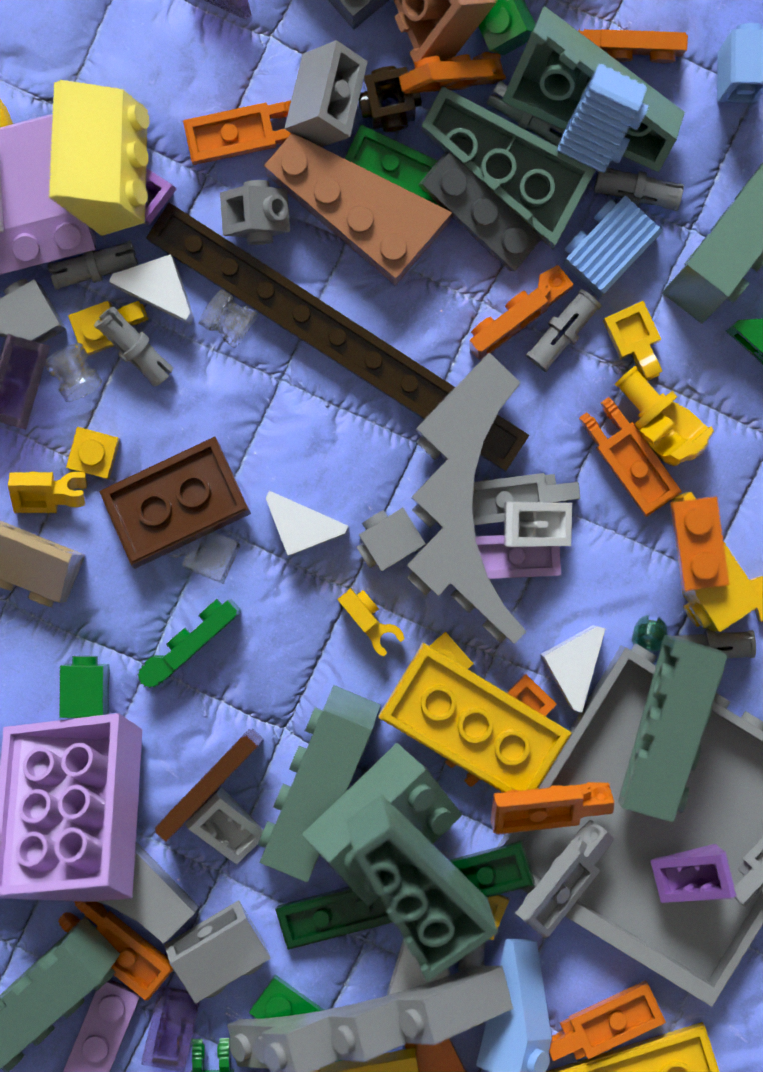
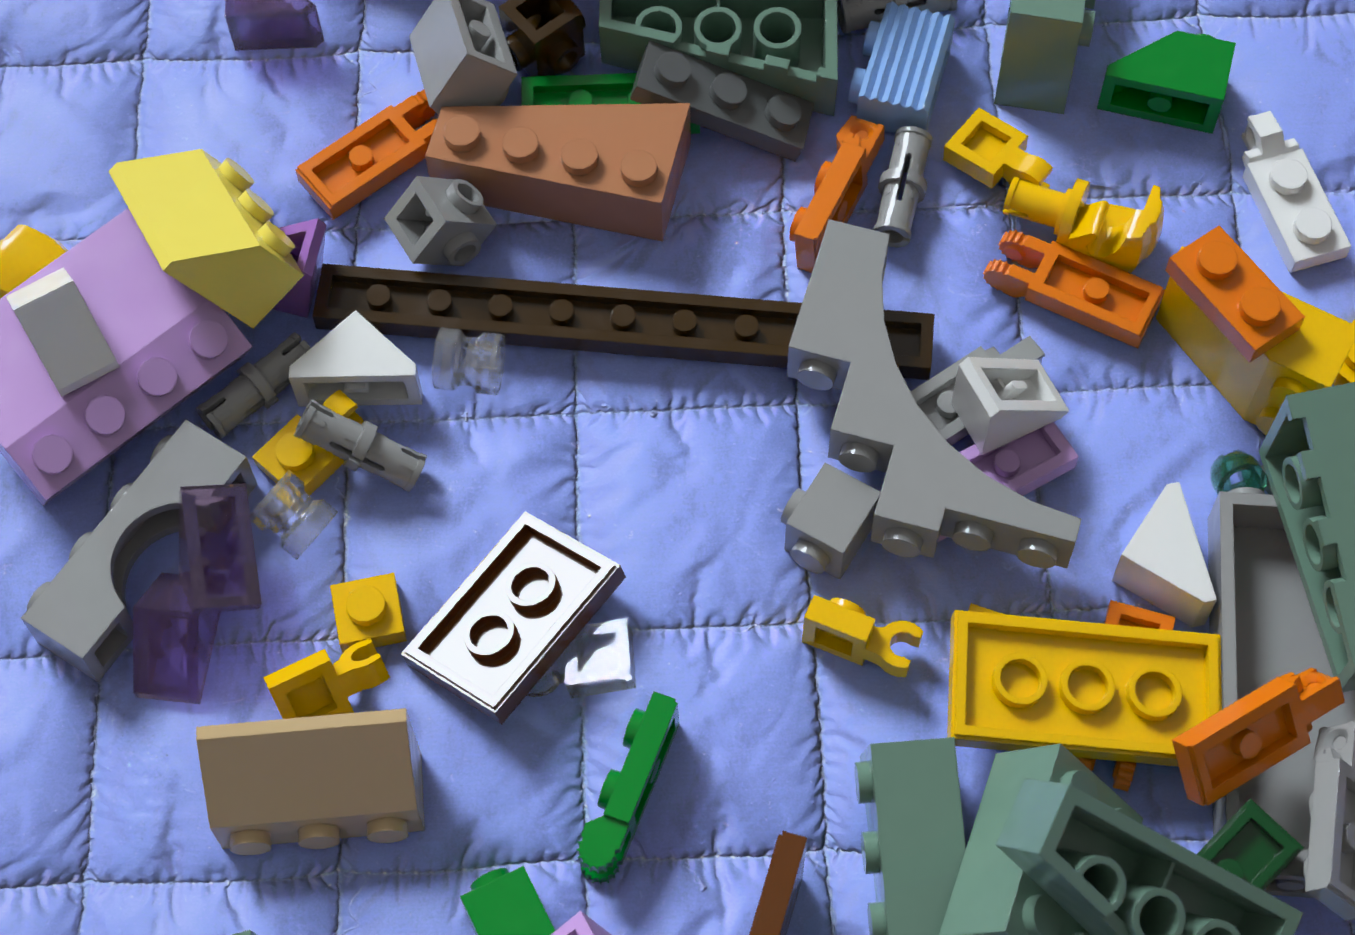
camera: 30 degrees left, 25 degrees down
(301, 526) = (701, 559): white slope -> none

